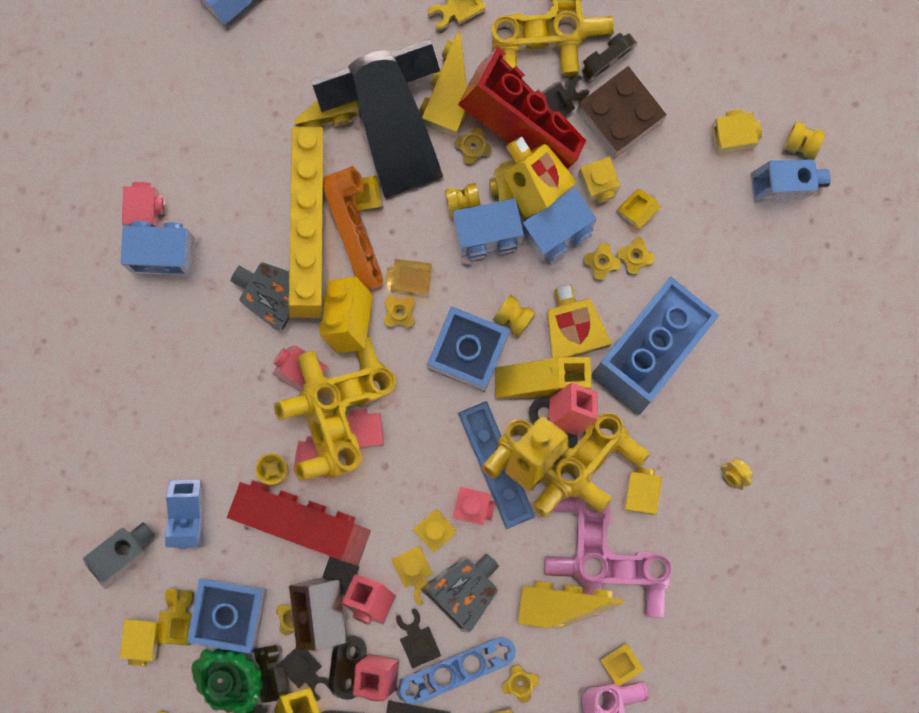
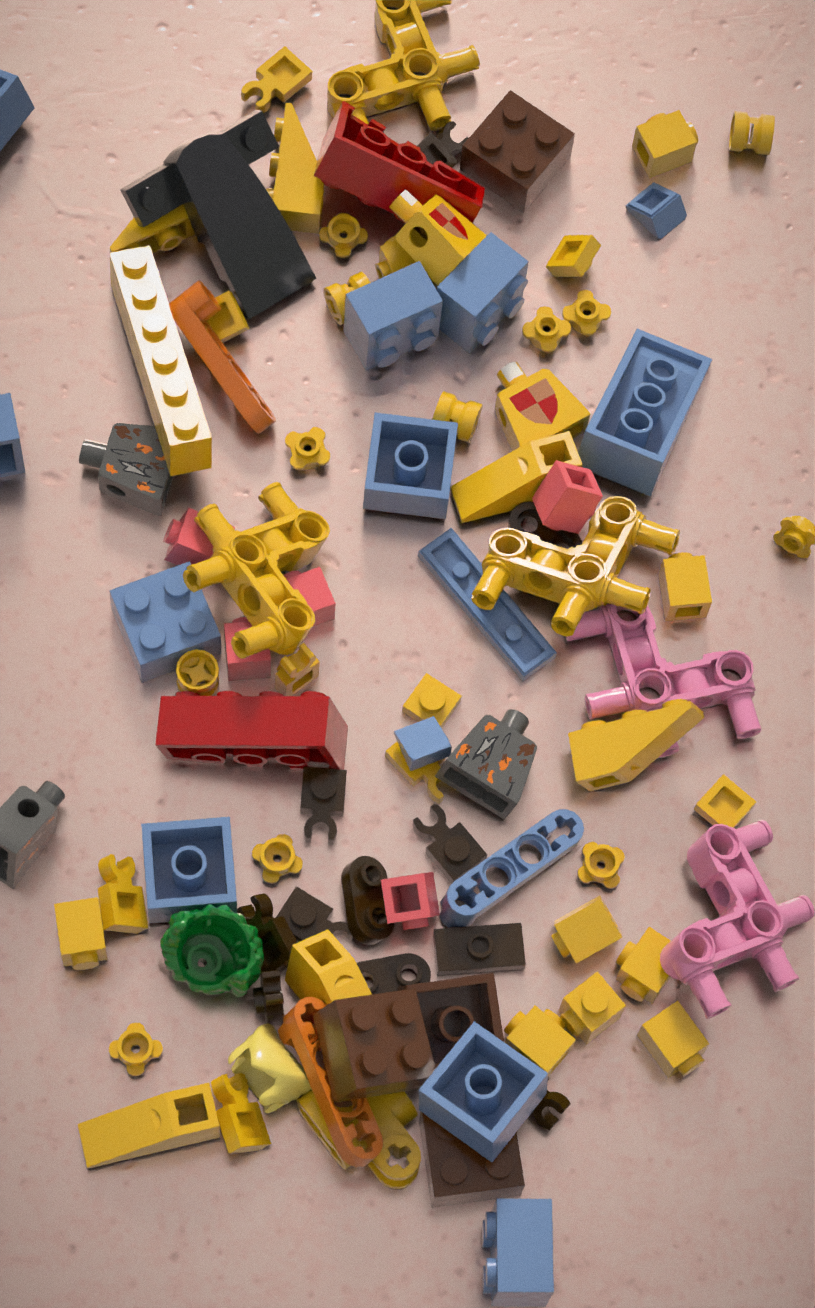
camera: 20 degrees left, 15 degrees down
(184, 514) = (97, 756): medium blue brick -> none
(253, 423) = (163, 621): none -> medium blue brick
(317, 614) = (310, 831): brick -> none
(342, 485) = (296, 671): none -> yellow plate
(346, 315) = (242, 459): yellow brick -> none
(368, 600) = (372, 801): coral brick -> none
(409, 278) = (310, 403): clear yellow brick -> none
(416, 564) = (423, 743): none -> medium blue slope
(473, 506) = (473, 656): coral brick -> none
(539, 448) = (545, 532): yellow torso -> none
(599, 180) = (517, 228): yellow brick -> none
(618, 48) = (488, 85): dark brown plate -> none
(715, 183) = (658, 209): none -> medium blue slope
(788, 180) = (745, 179): medium blue torso -> none

